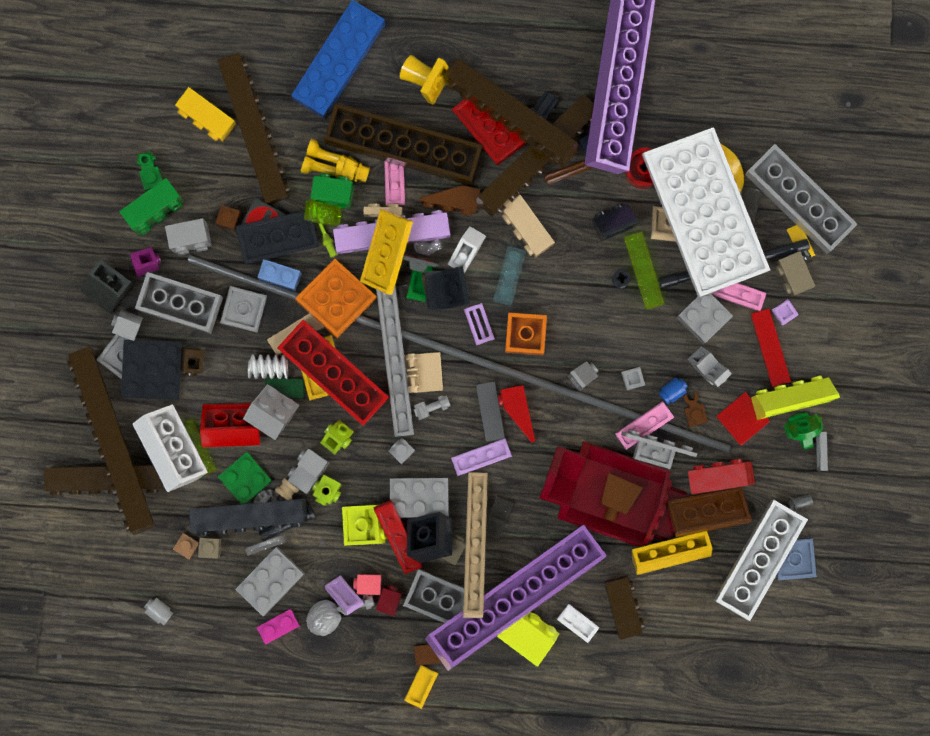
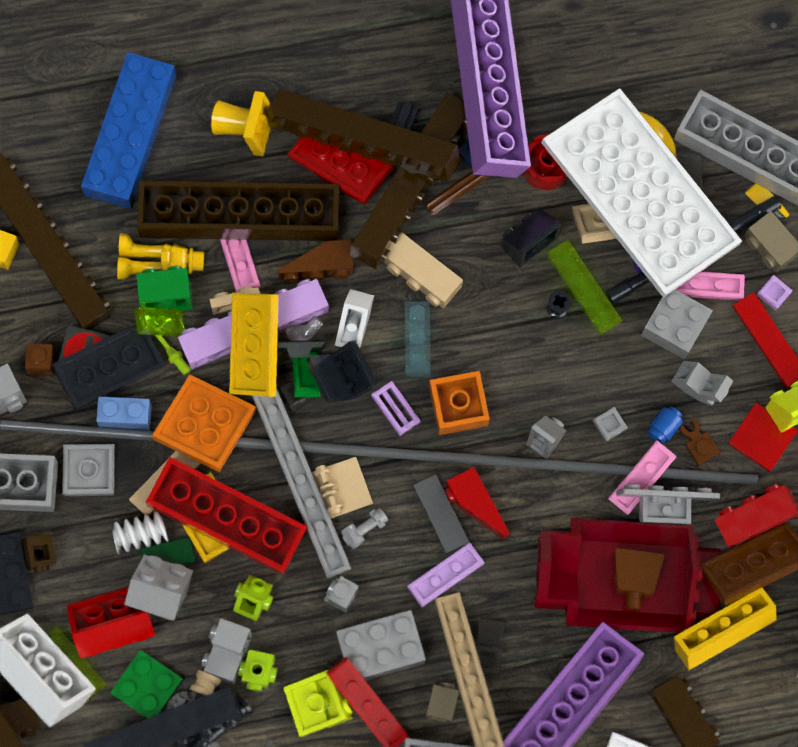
camera: 20 degrees left, 10 degrees down
(429, 537) = (408, 692): black brick -> none

